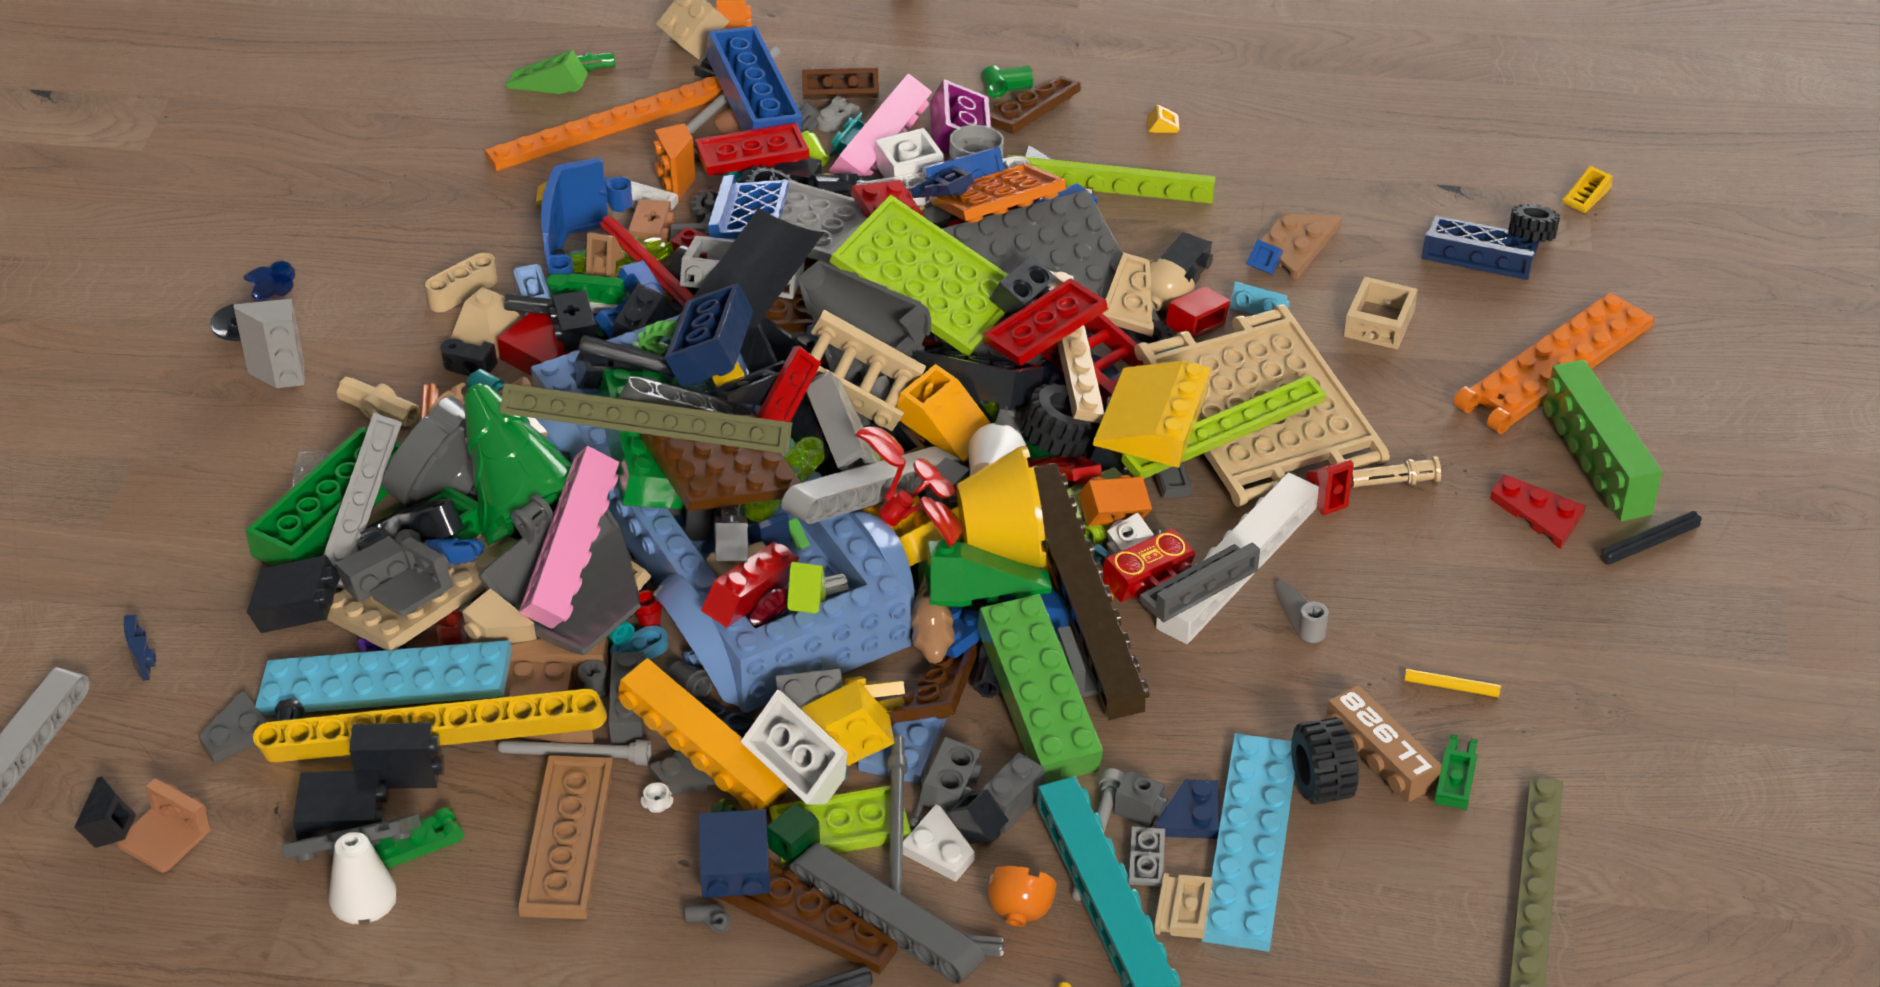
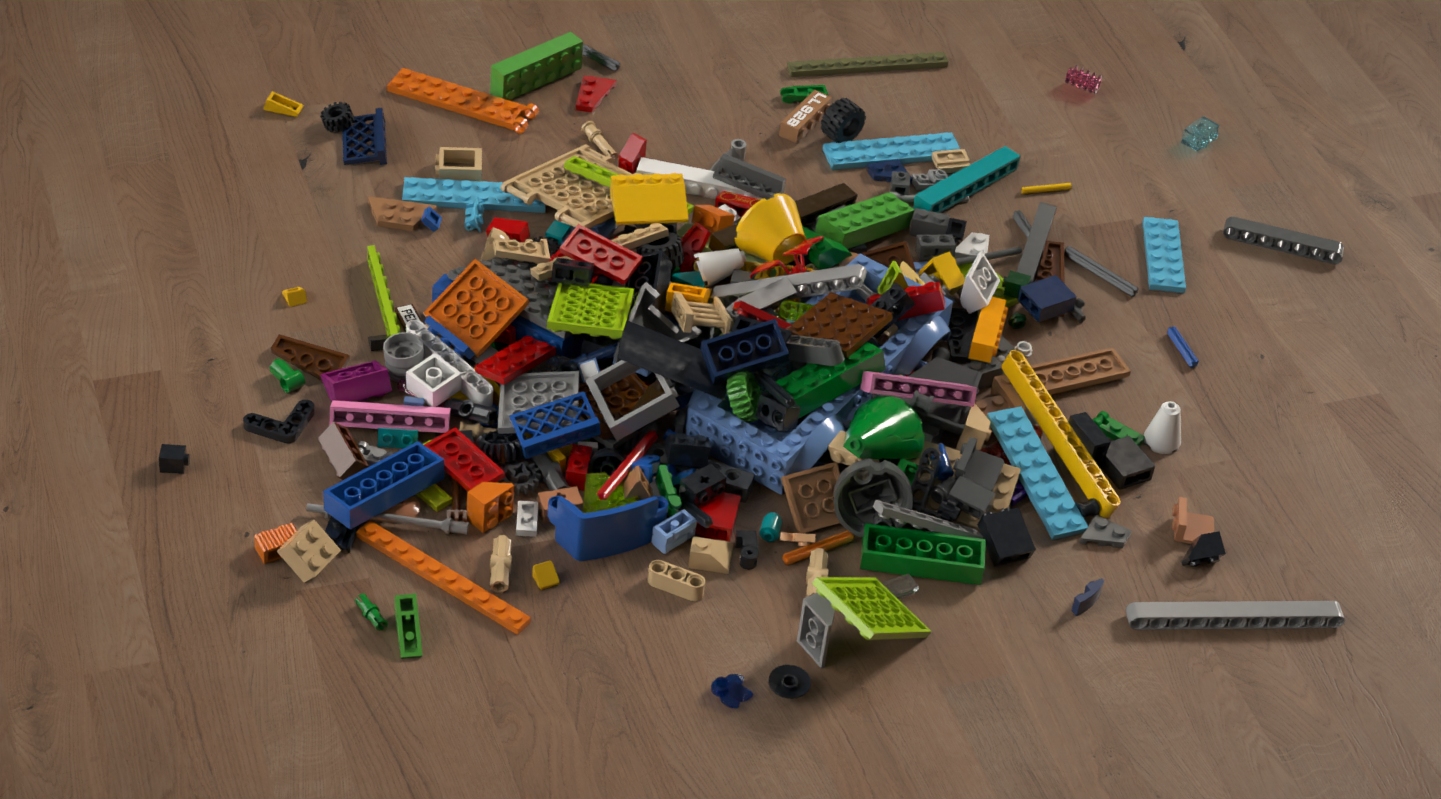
camera: 120 degrees left, 0 degrees up
(250, 379) = (871, 608): none -> lime plate
(395, 828) = (1143, 427): dark grey wing -> none
(567, 153) = (500, 564): none -> tan piece
(646, 418) = (851, 342): olive plate -> none
(919, 65) = (257, 423): none -> black beam
(947, 182) = (479, 333): dark blue wing -> none
(1019, 895) = (990, 206): orange cylinder -> none
(1191, 254) = (455, 250): black brick -> none
(1328, 293) = (459, 193): none -> medium azure plate
(1452, 683) = (743, 104): yellow bar -> none

